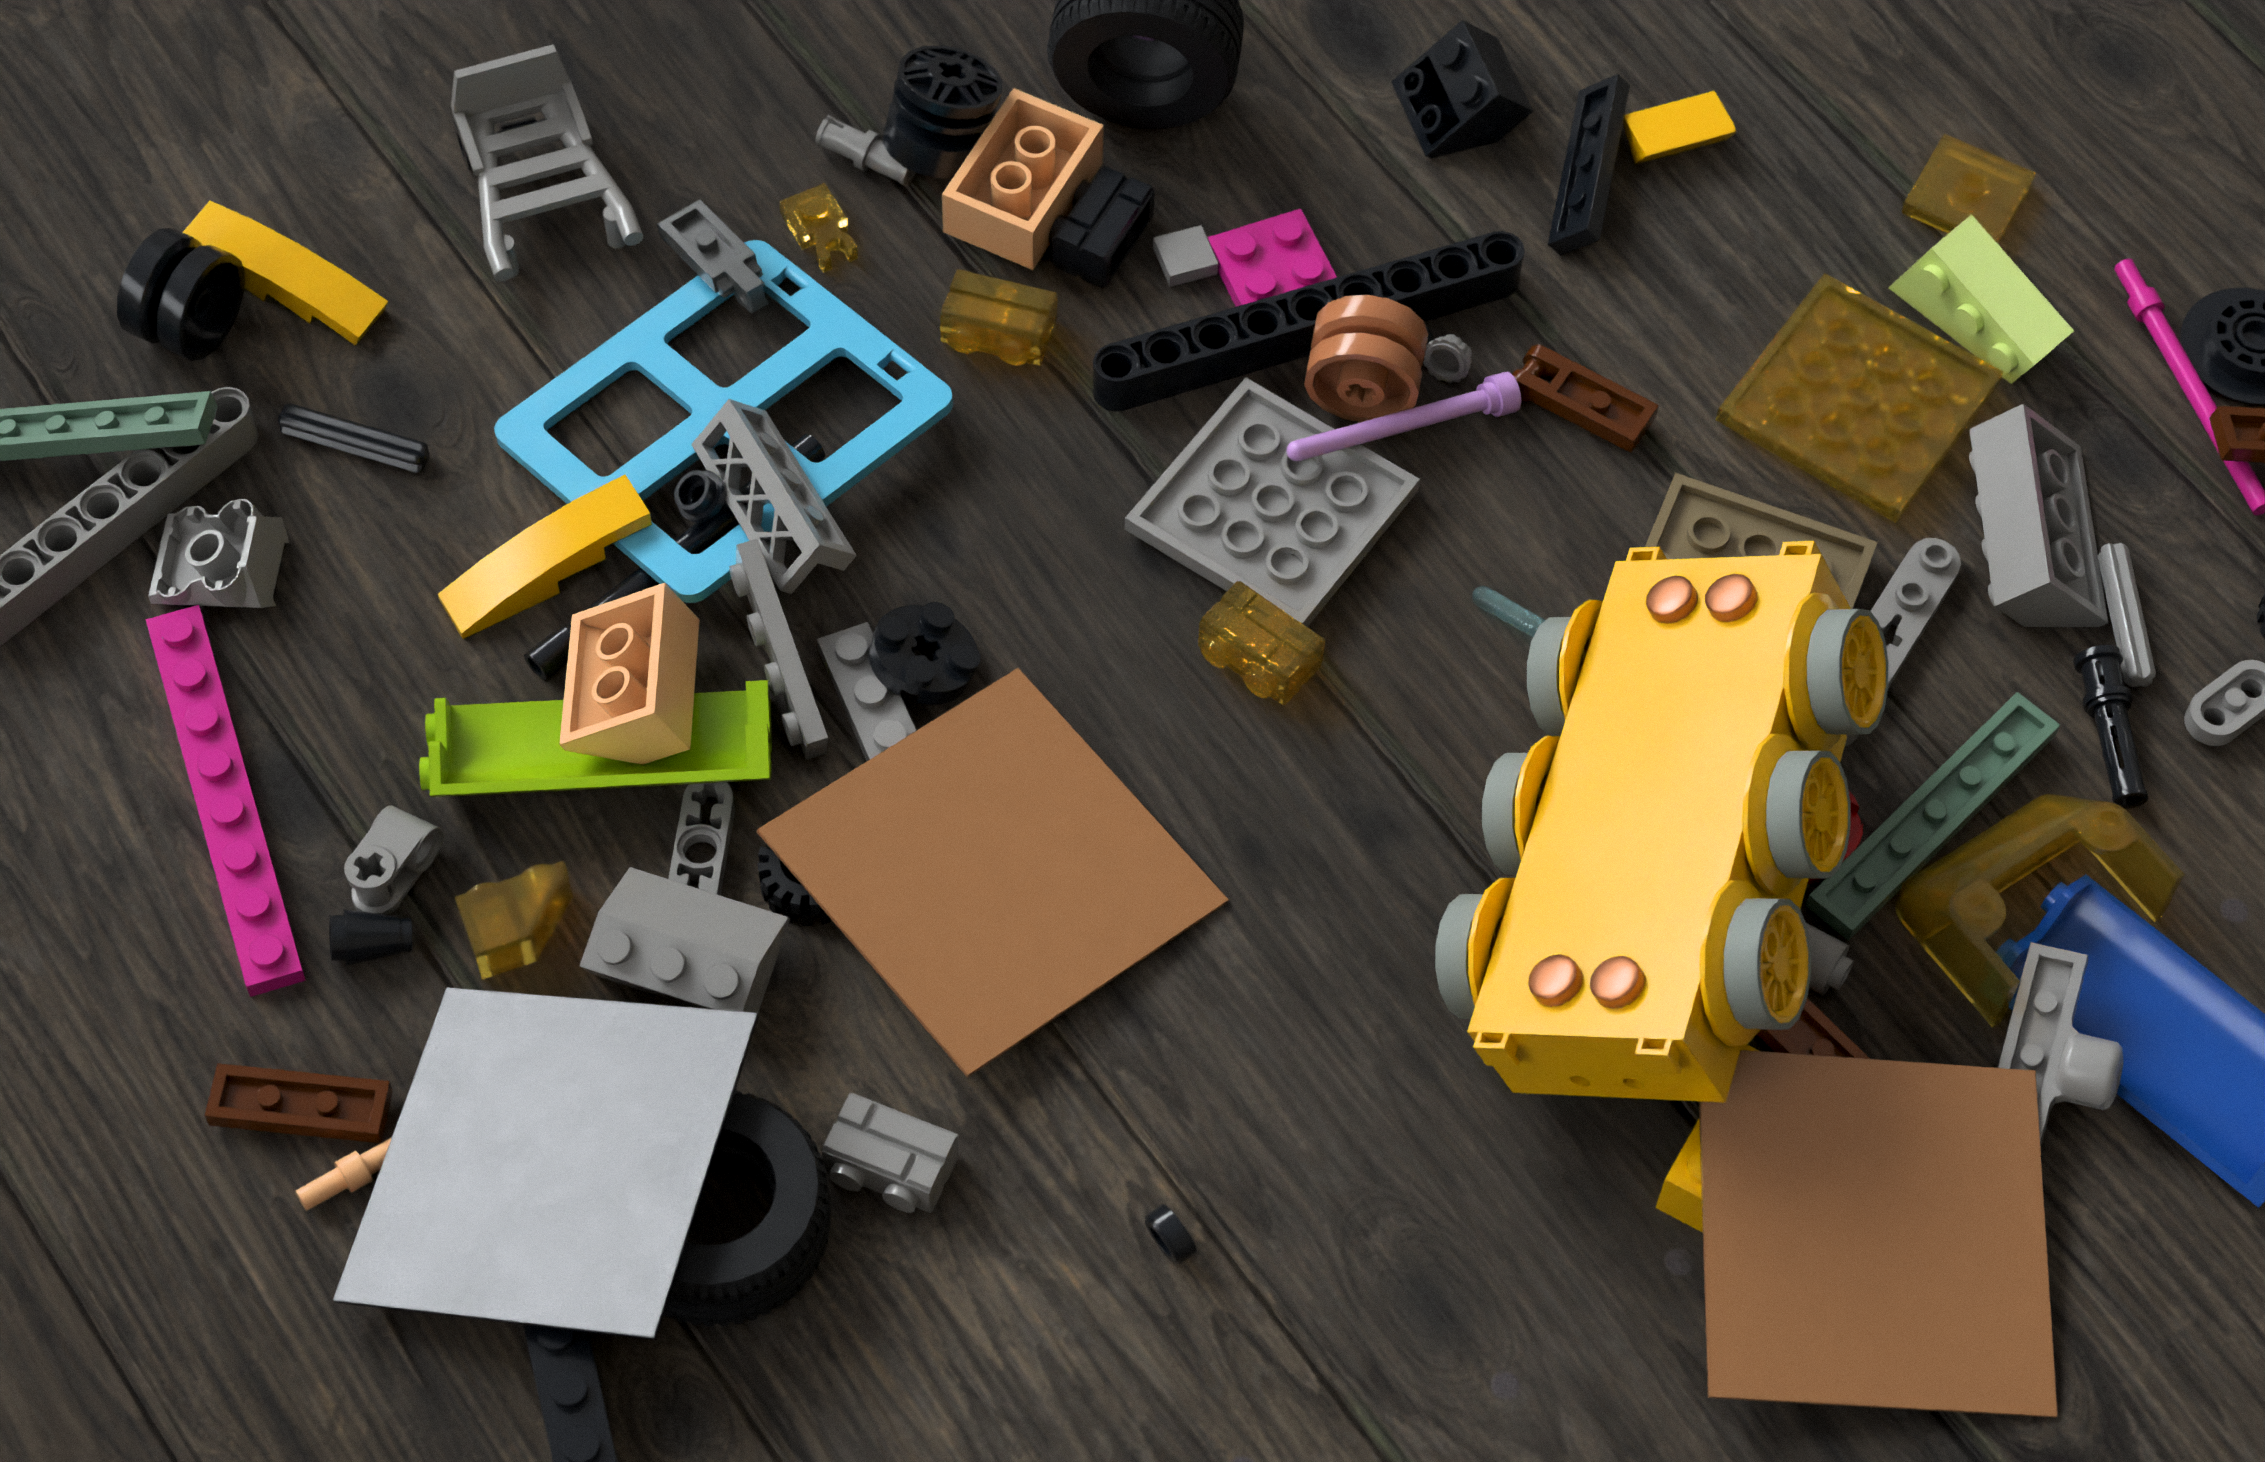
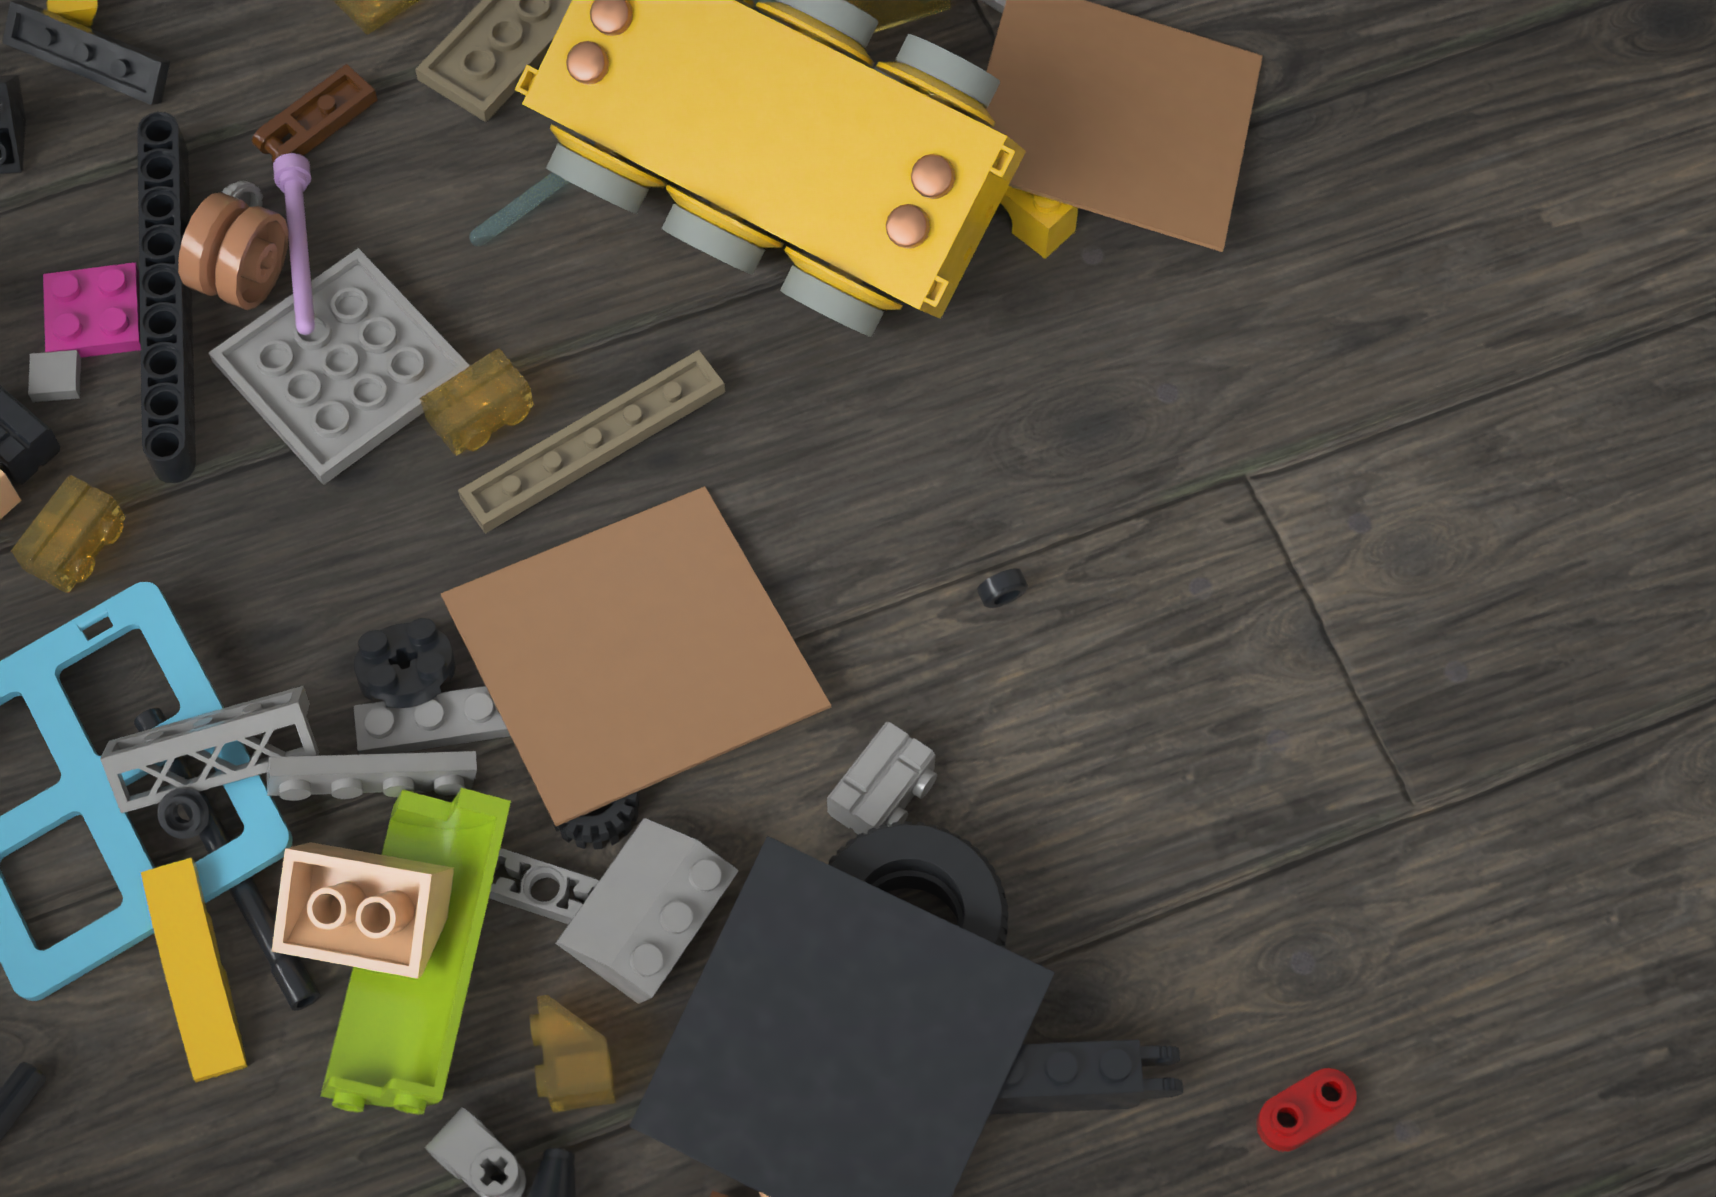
camera: 75 degrees left, 5 degrees up
(1249, 770) = (591, 441): none -> dark tan plate

